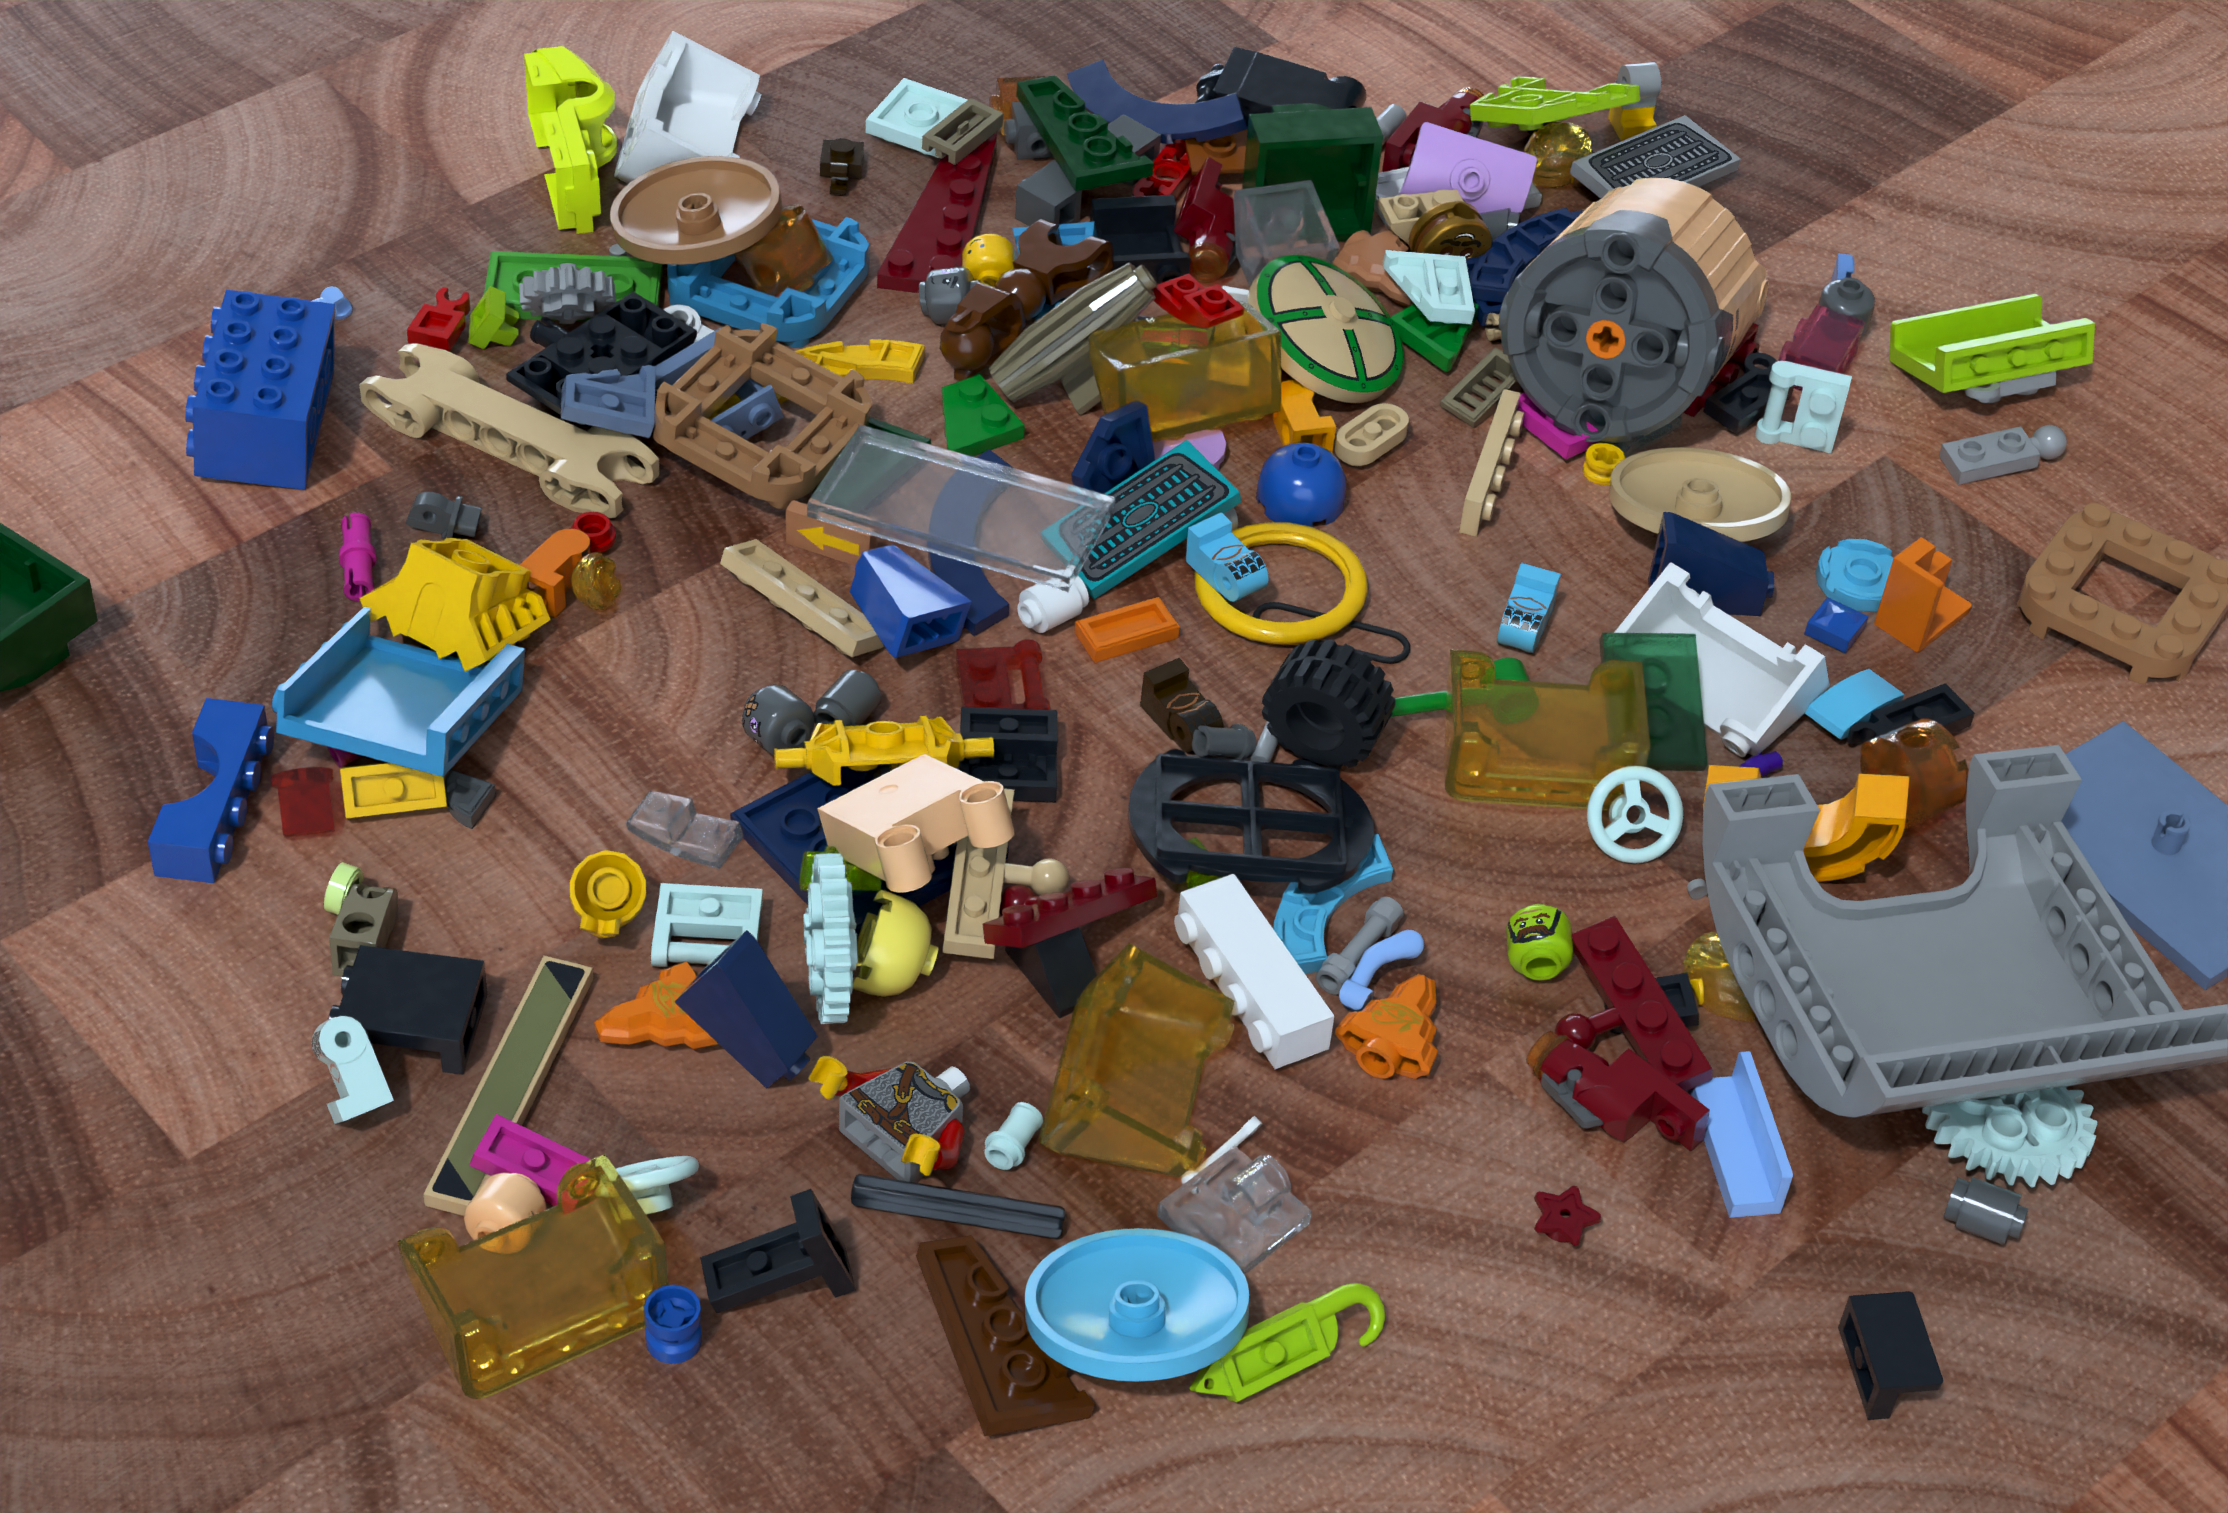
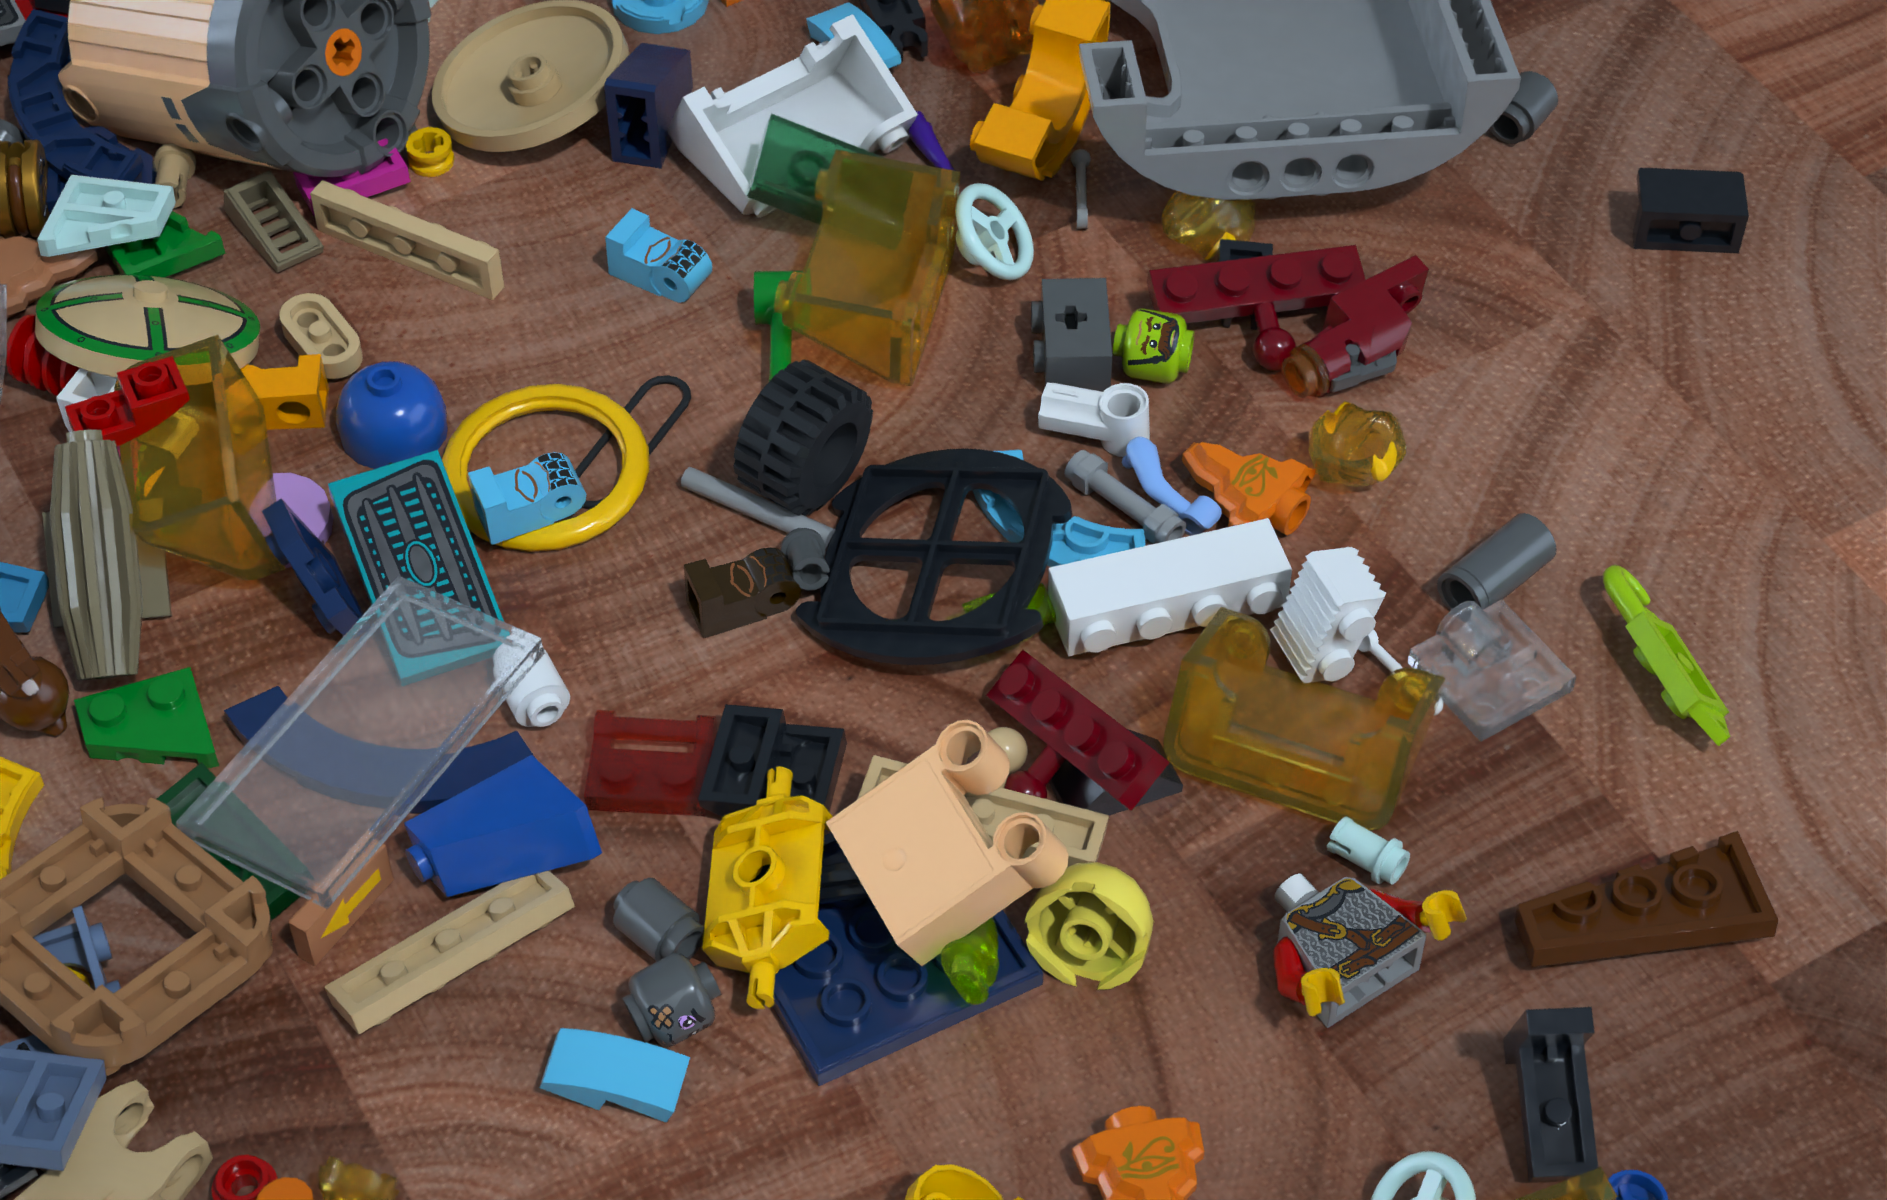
camera: 75 degrees left, 5 degrees up
(677, 828) = (833, 1132): clear slope -> none
(704, 914) = (989, 1113): light aqua plate -> none
(713, 704) = (617, 1069): none -> medium azure slope
(750, 1012) = (1200, 1069): dark blue slope -> none
(830, 938) = (1078, 944): light aqua gear -> none
(958, 1206) = (1450, 954): black axle -> none
(1126, 629) = (581, 627): orange tile -> none
(1137, 1304) = (1631, 763): medium azure dish -> none
(1236, 1067) = (1328, 614): none -> white brick
(1354, 1209) = (1498, 563): none -> dark grey pin
(1445, 913) = (1109, 415): none -> white piece
(1463, 1090) = (1356, 445): none -> clear yellow hair
(1532, 877) = (1074, 333): none -> dark grey brick
(1560, 1227) = (1500, 420): dark red plate -> none
(1744, 1142) = (1455, 245): light blue panel -> none
(1836, 625) = (730, 30): blue tile -> none

